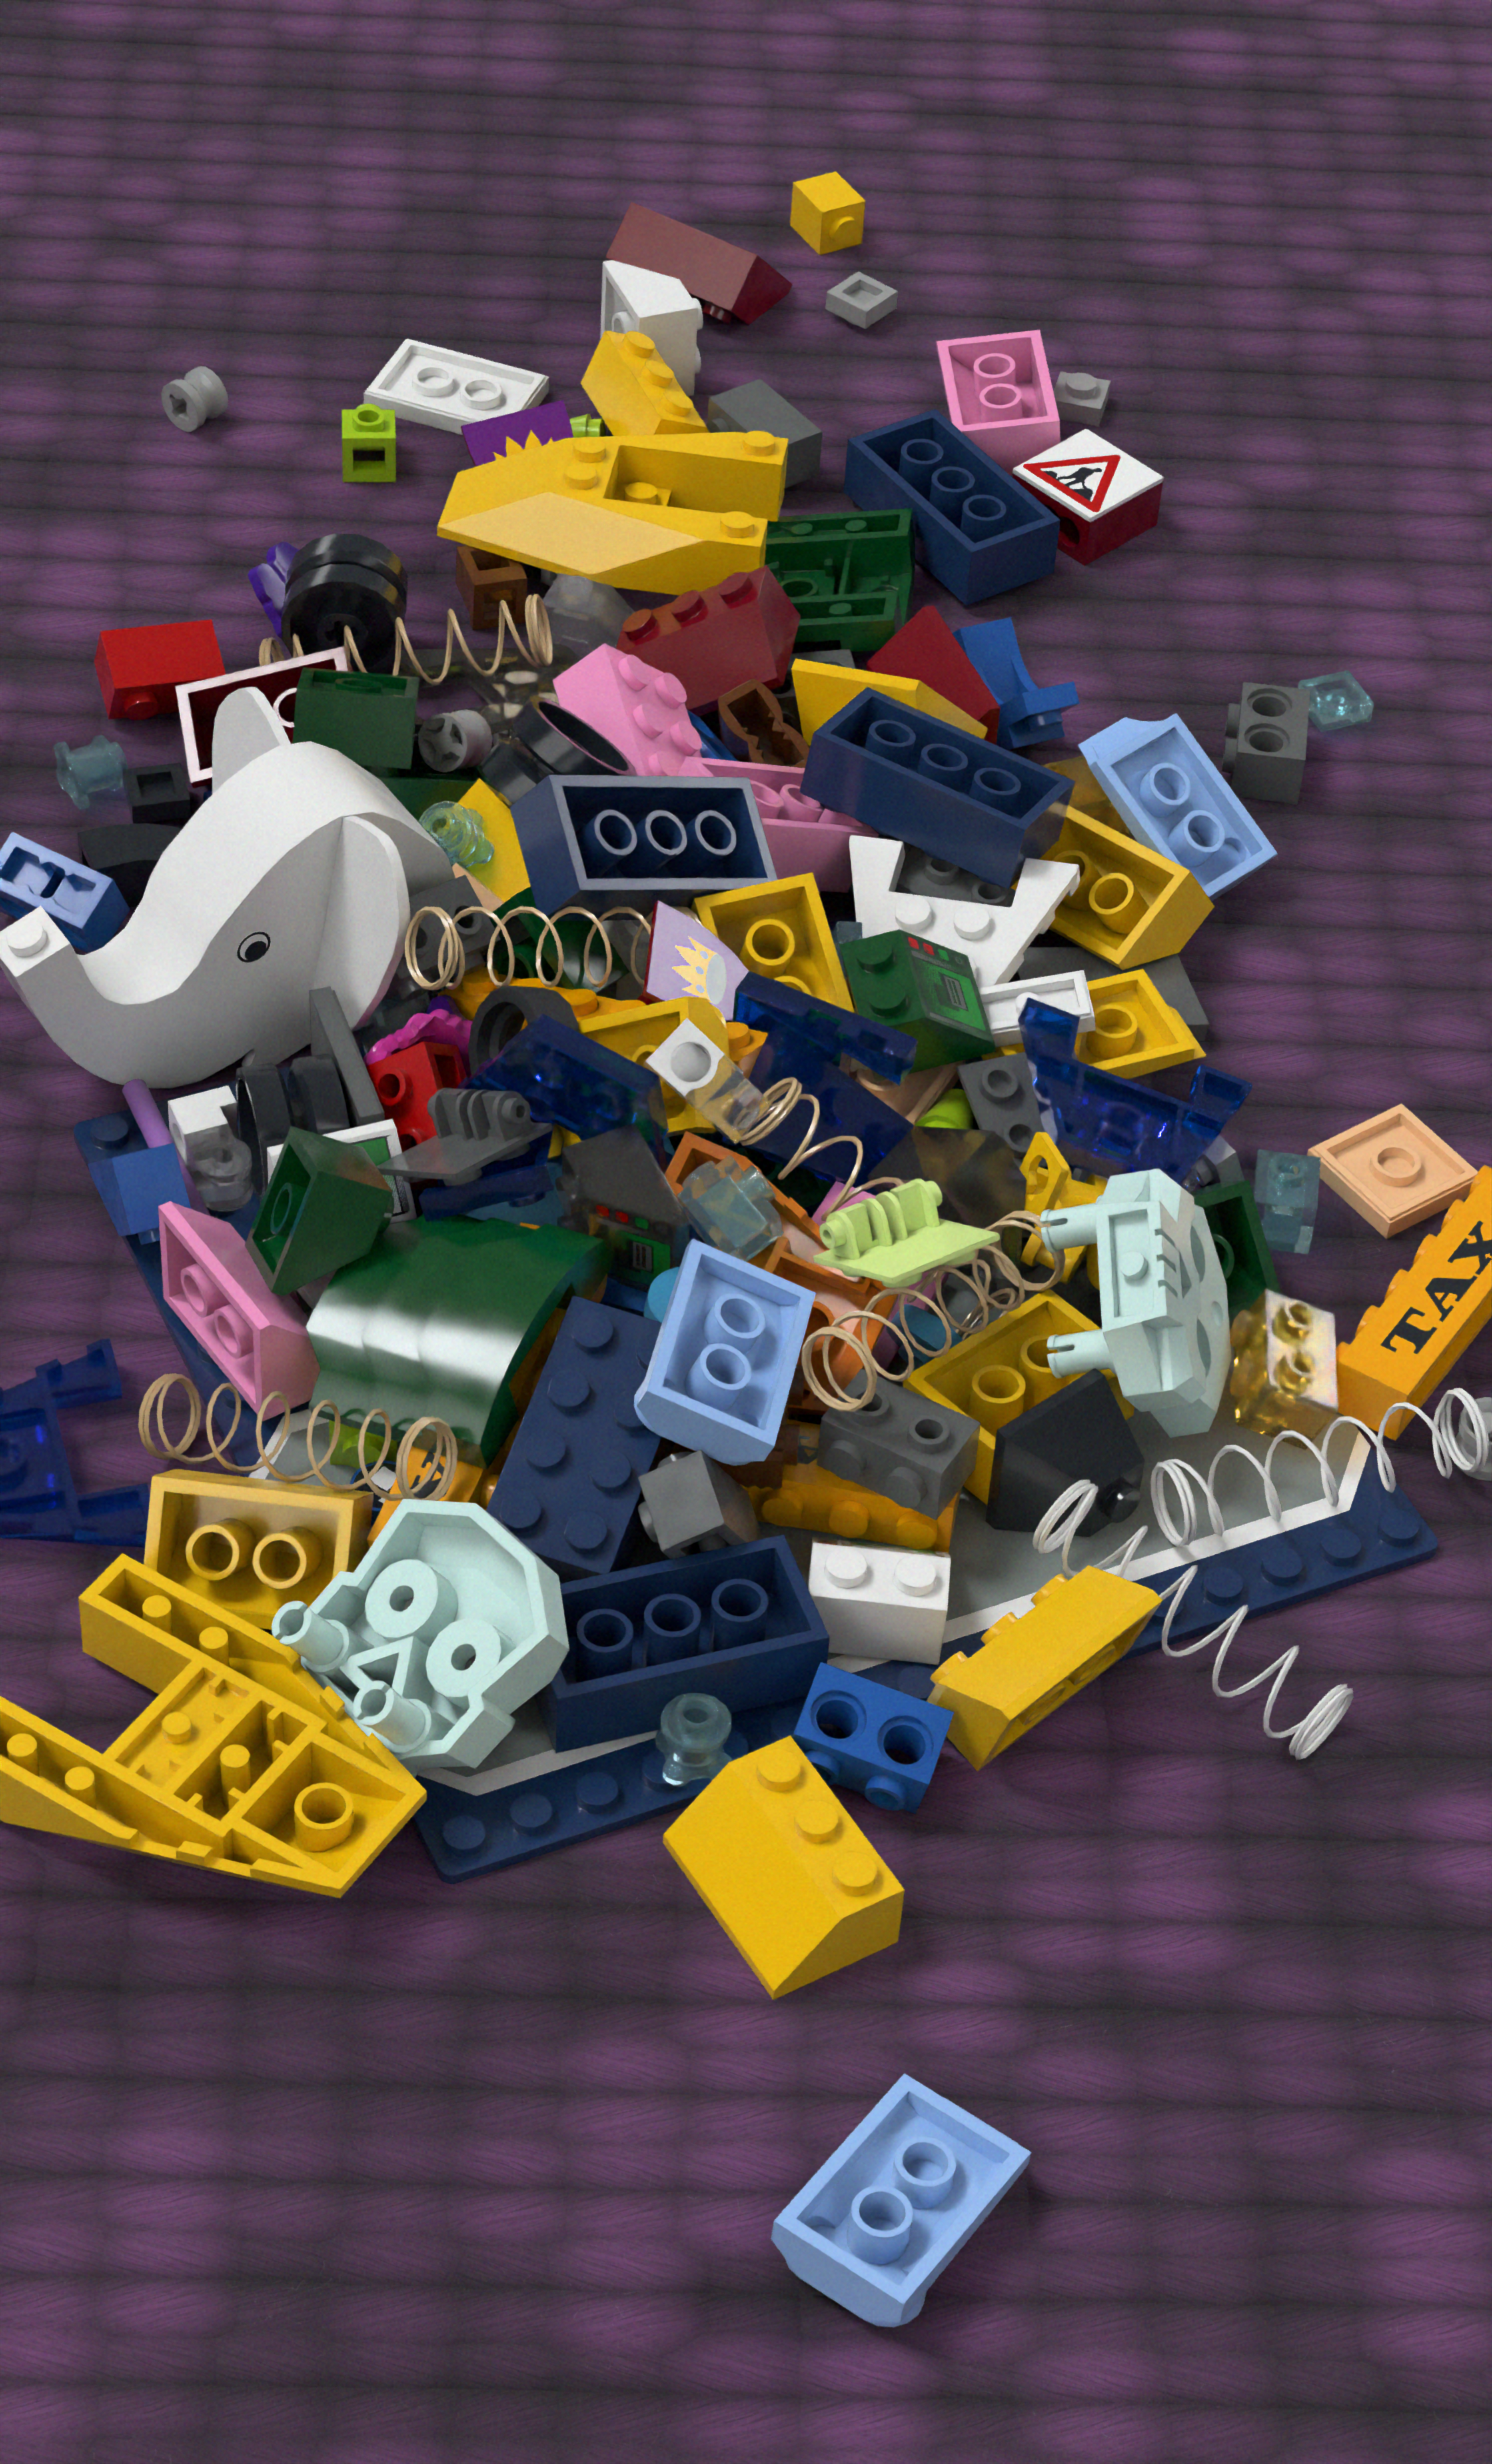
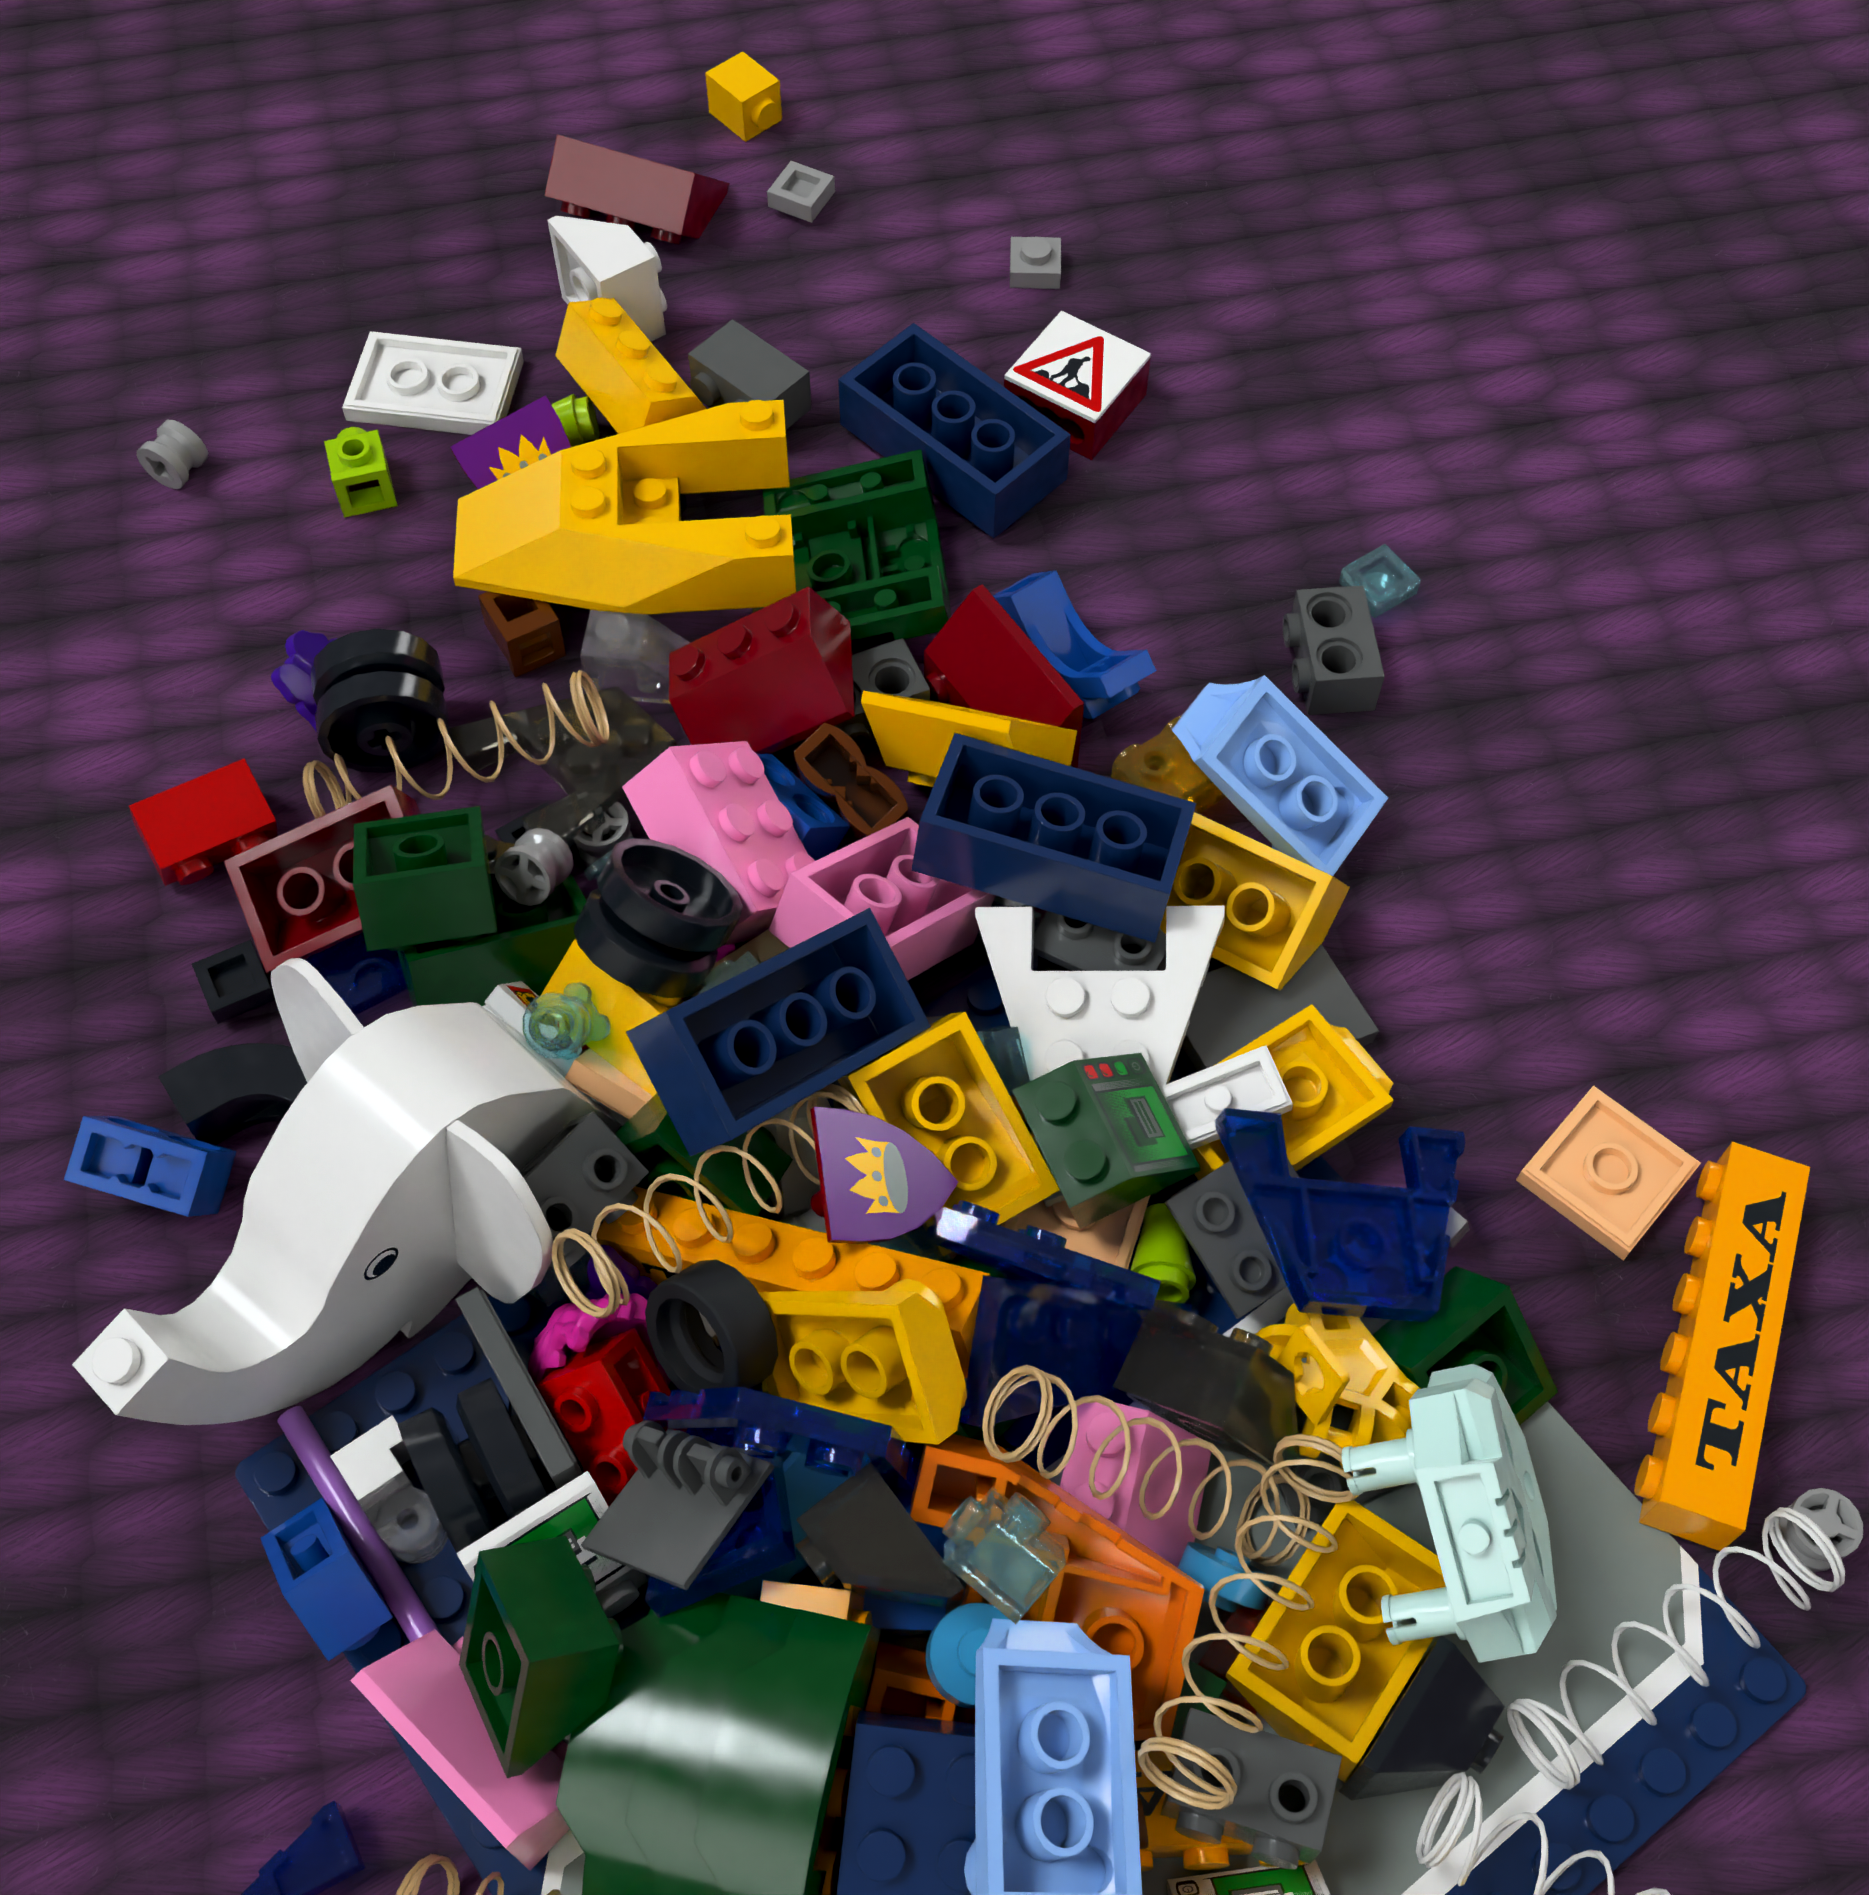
camera: 10 degrees left, 15 degrees up
(89, 768) = (158, 966): clear light blue brick -> none
(708, 1081) = (941, 1409): leg -> none
(898, 1236) = (1210, 1555): yellowish green hinge -> none
(1001, 394) = (970, 289): bright pink slope -> none
(1284, 1368) = (1599, 1511): clear yellow brick -> none
(1286, 1198) = (1522, 1250): clear light blue brick -> none

